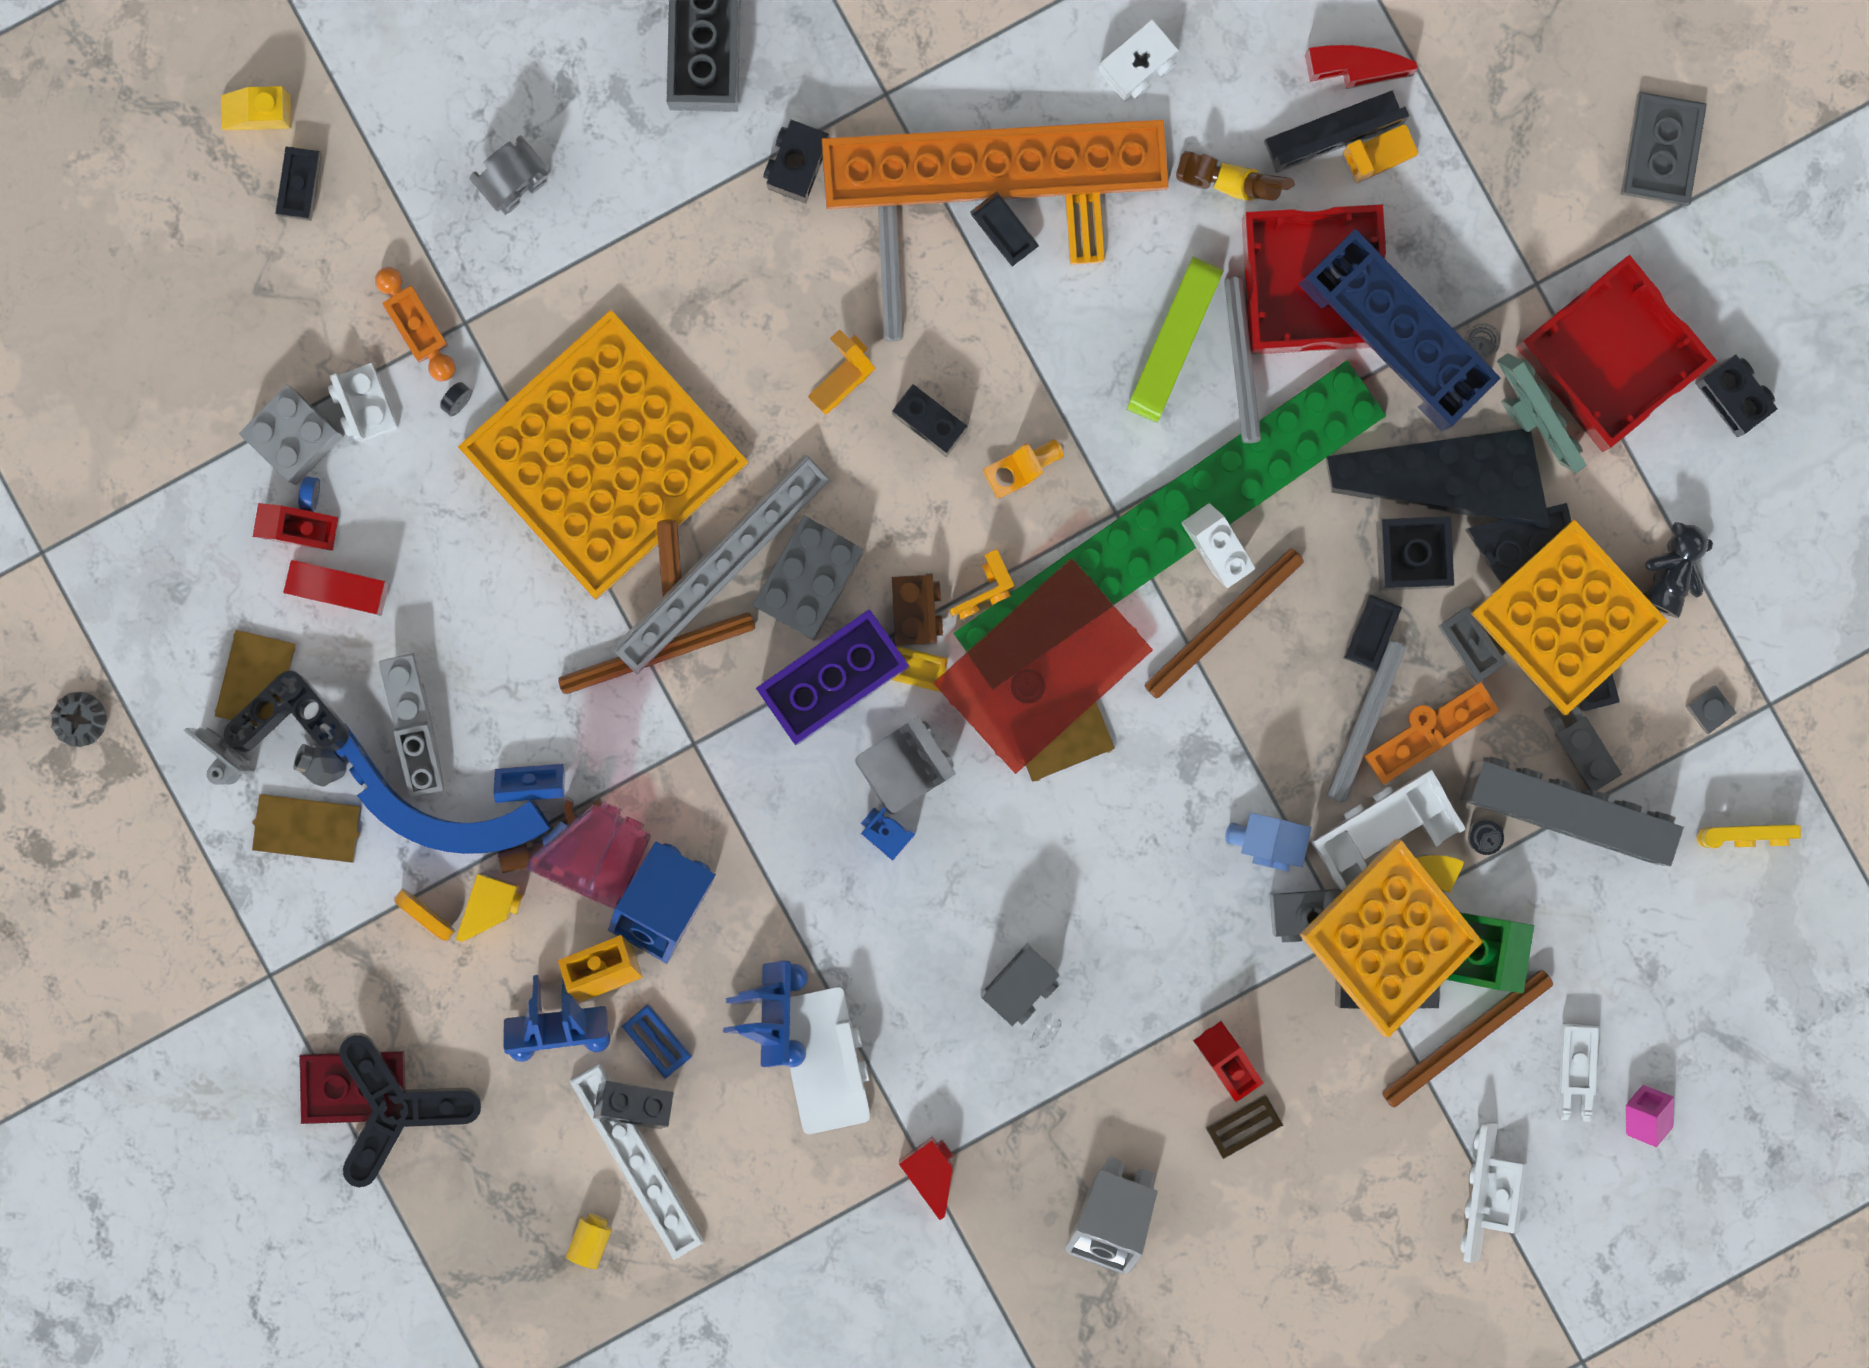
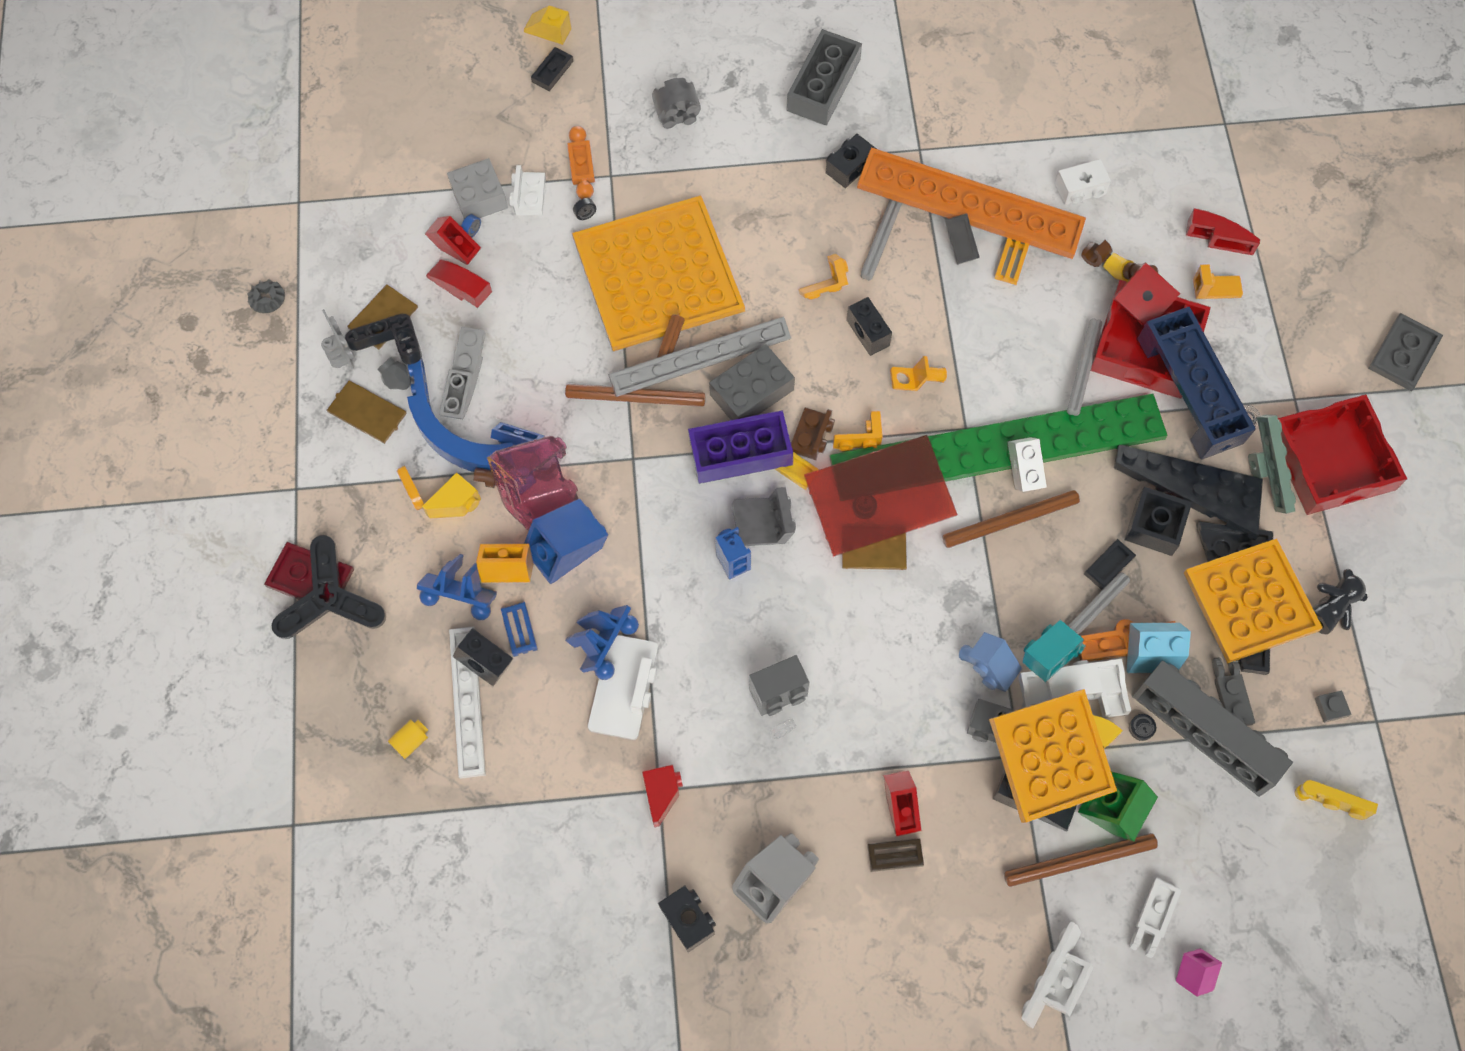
camera: 25 degrees right, 20 degrees down
(1038, 1329) = (689, 934): none -> black brick
(1175, 339) = (1044, 340): lime beam -> none
(1291, 227) = (1146, 295): none -> red tile
(1335, 131) = (1186, 264): black fence -> none
(1344, 797) = (1052, 650): none -> teal hinge
(1470, 730) = (1157, 642): none -> medium azure slope
(1472, 644) = (1177, 596): dark grey plate -> none
(1730, 401) = (1406, 513): black brick -> none

